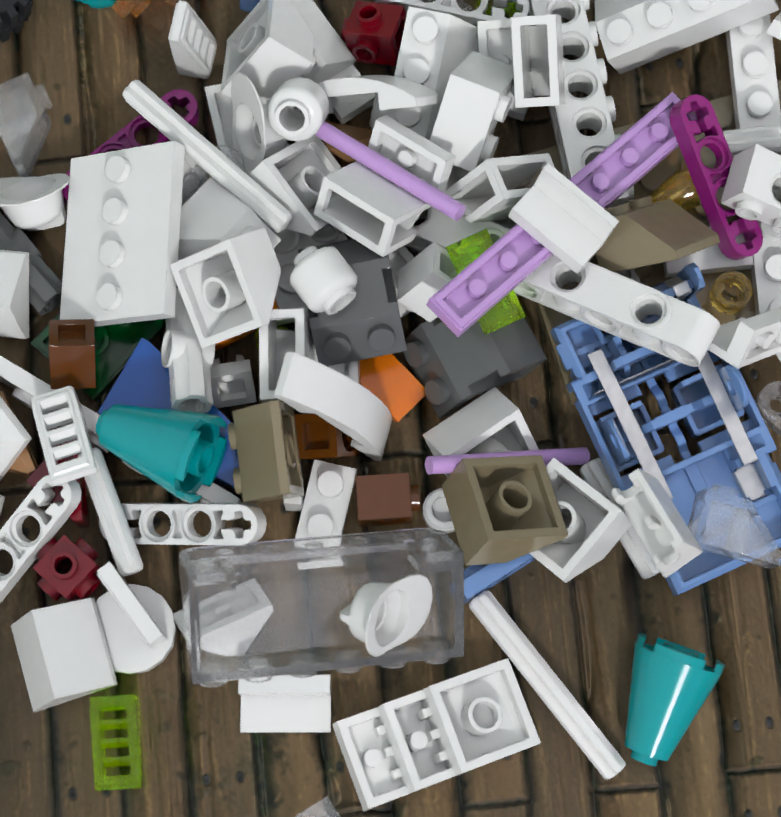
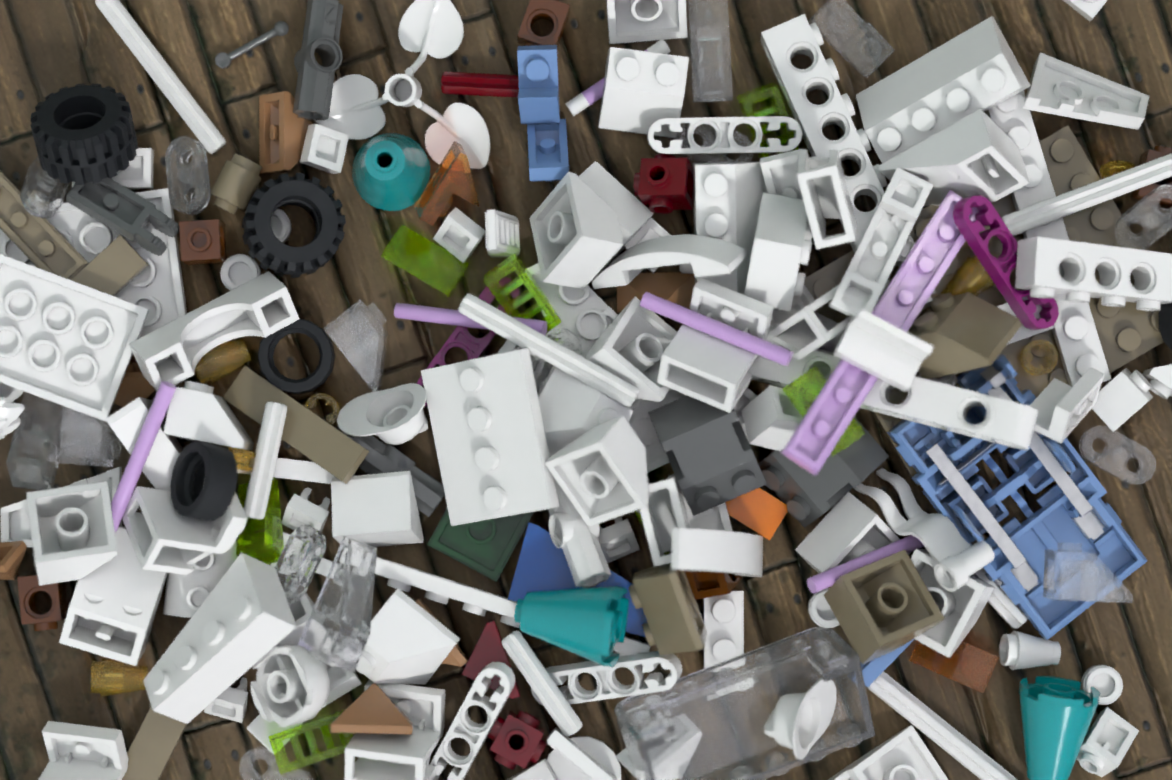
camera: 15 degrees left, 10 degrees up
(55, 410) = (475, 611): white slope -> none
(72, 353) = (473, 553): reddish brown brick -> none
(106, 57) = (424, 260): none -> clear neon green slope
(117, 115) = (452, 317): none -> lavender bar
(149, 38) = (459, 235): none -> white plate
(187, 77) = (524, 277): none -> clear neon green slope
(250, 126) = (583, 307): white piece -> none
(298, 109) = (620, 290): white head -> none
(323, 279) = (685, 450): white head -> none
(386, 499) = (776, 613): reddish brown brick -> none
(574, 602) = (966, 665): none -> clear orange slope
(591, 121) = (881, 243): none -> white slope
(591, 468) = (938, 533): none -> white flag
(654, 606) = (1027, 651): none -> white cone
(657, 523) = (1019, 590): white hinge -> none
(685, 59) = (964, 158): none -> white slope
(719, 728) = (1106, 743): none -> white bracket
(736, 660) = (1105, 680): none -> white tile

